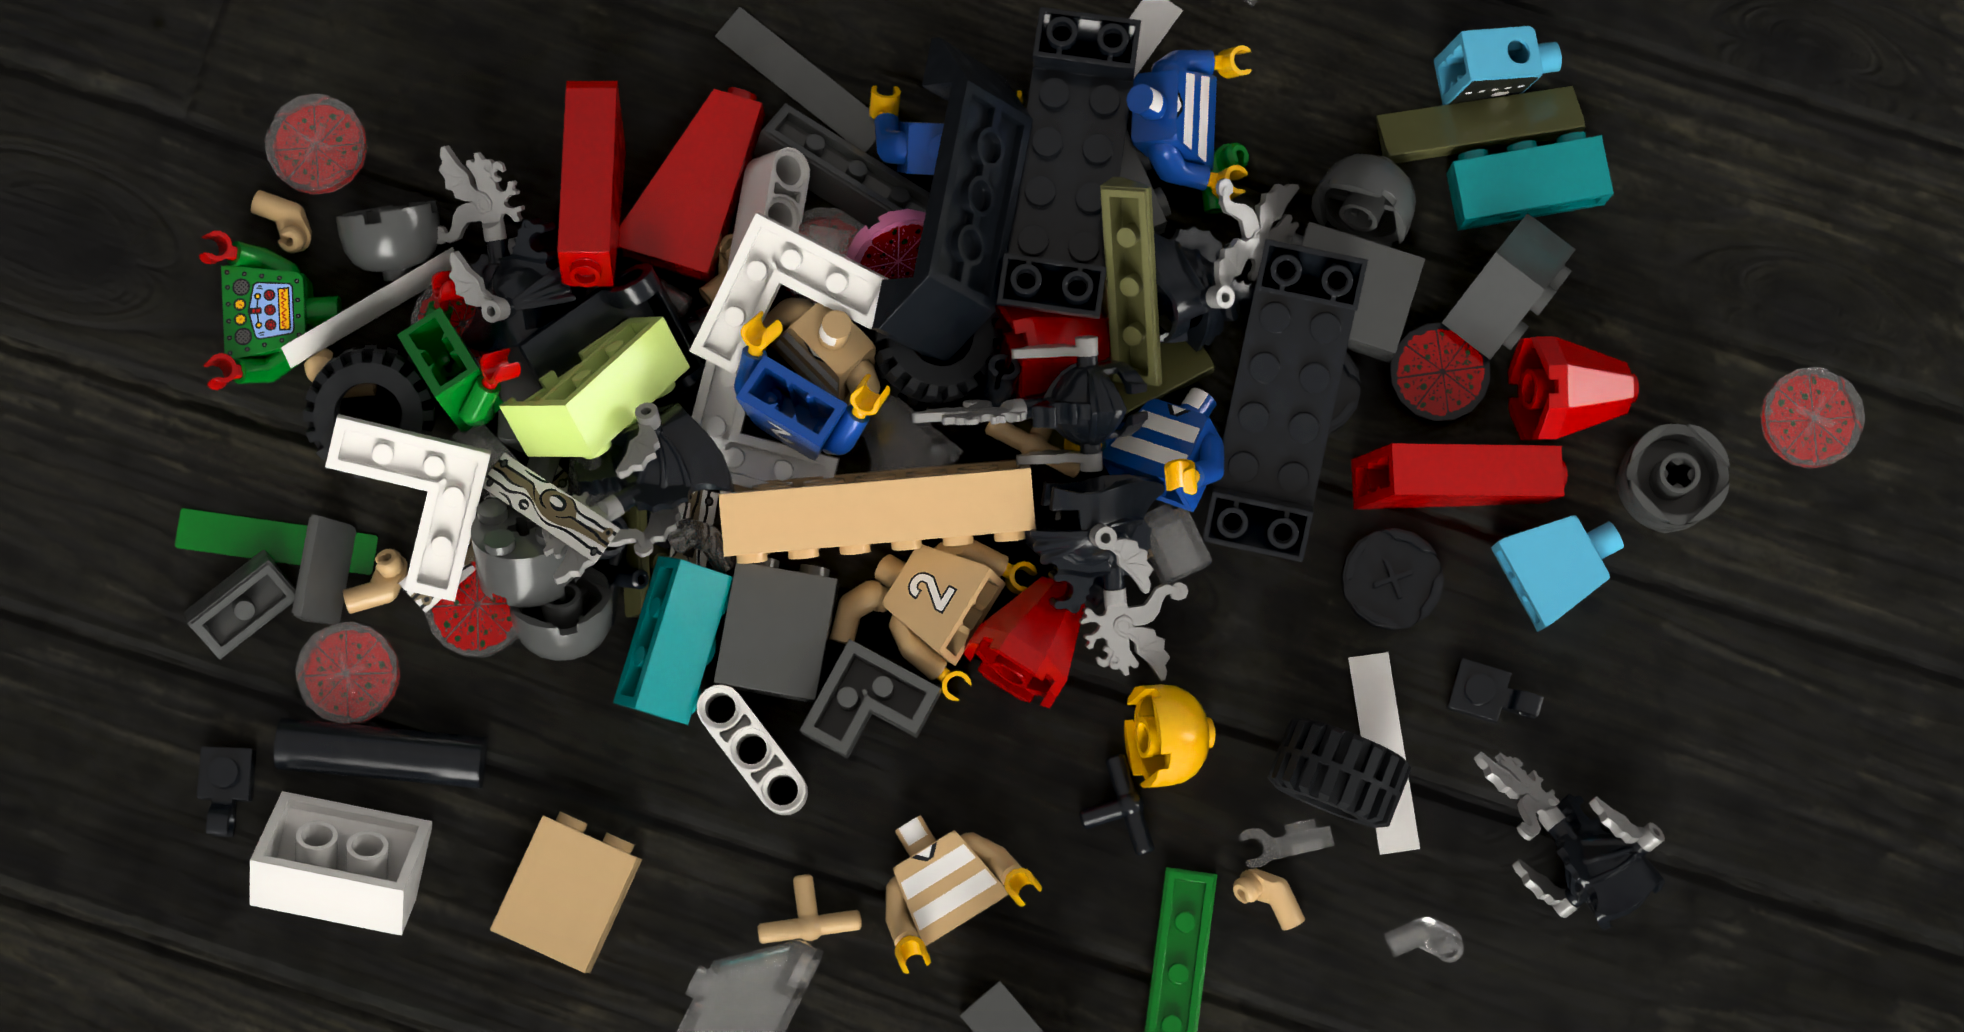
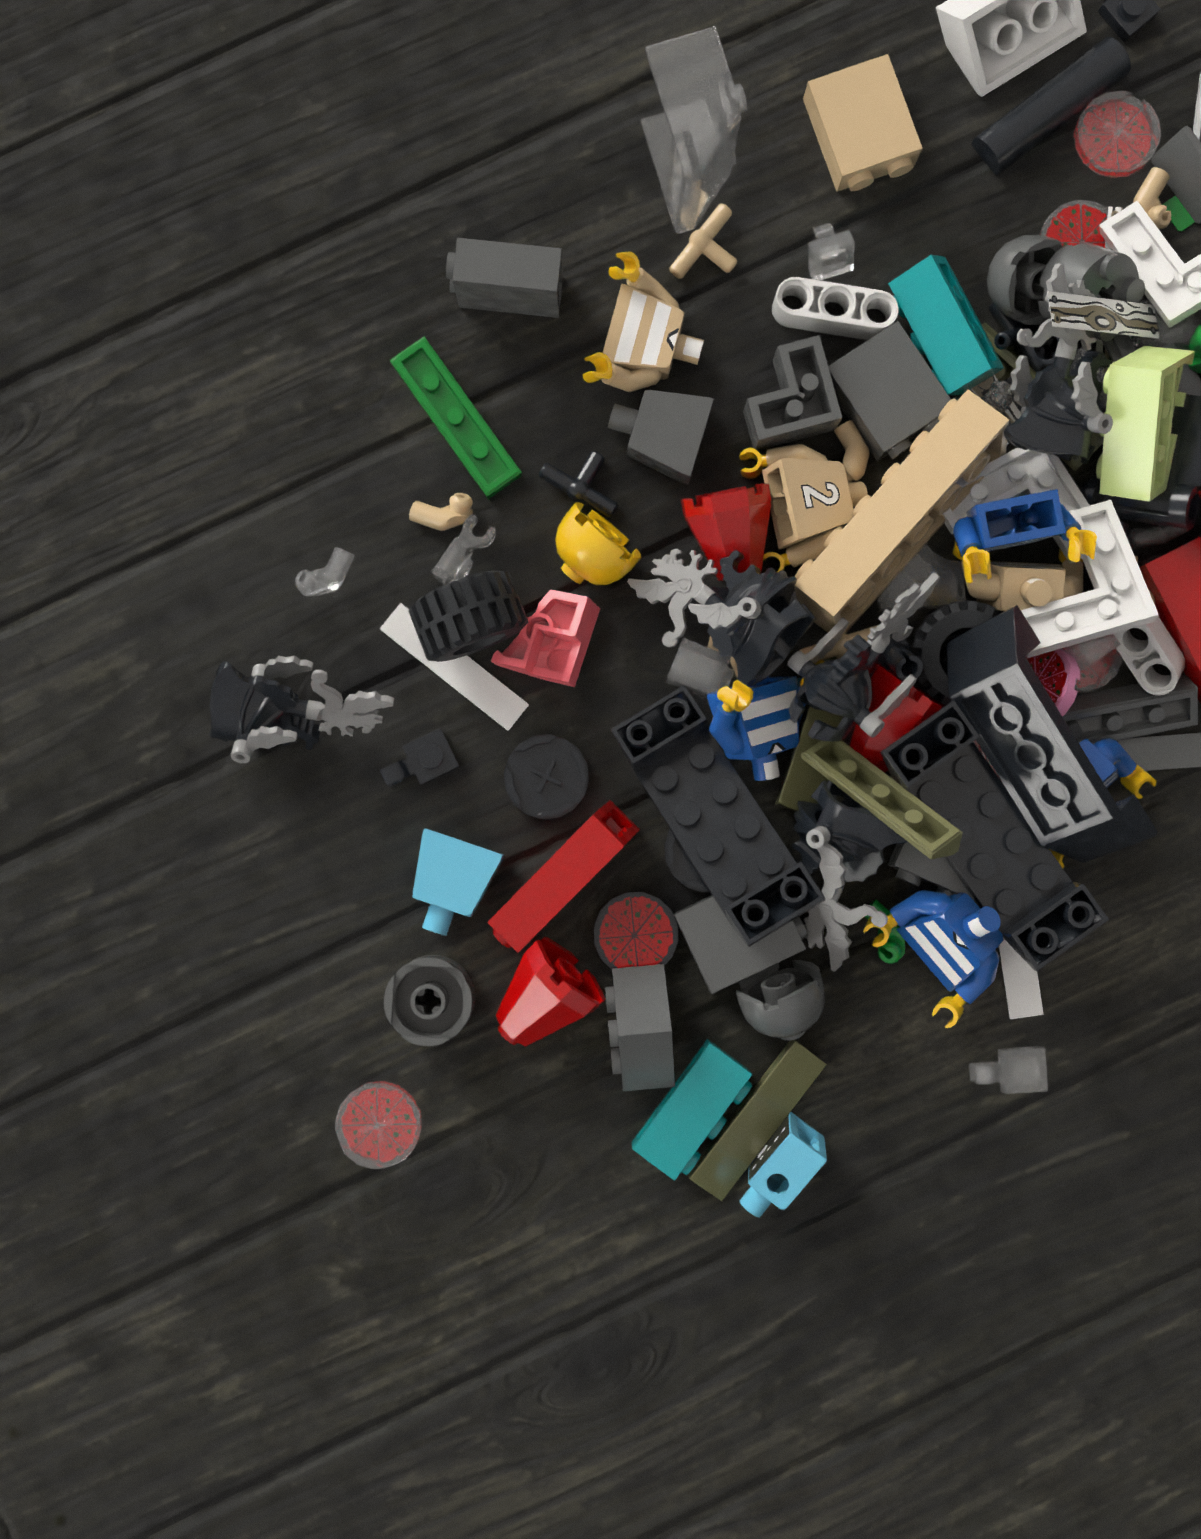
camera: 135 degrees right, 5 degrees up
(709, 804) = (830, 253): none -> clear tile
(1006, 782) = (664, 431): none -> dark grey torso
(1273, 690) = (553, 640): none -> coral slope

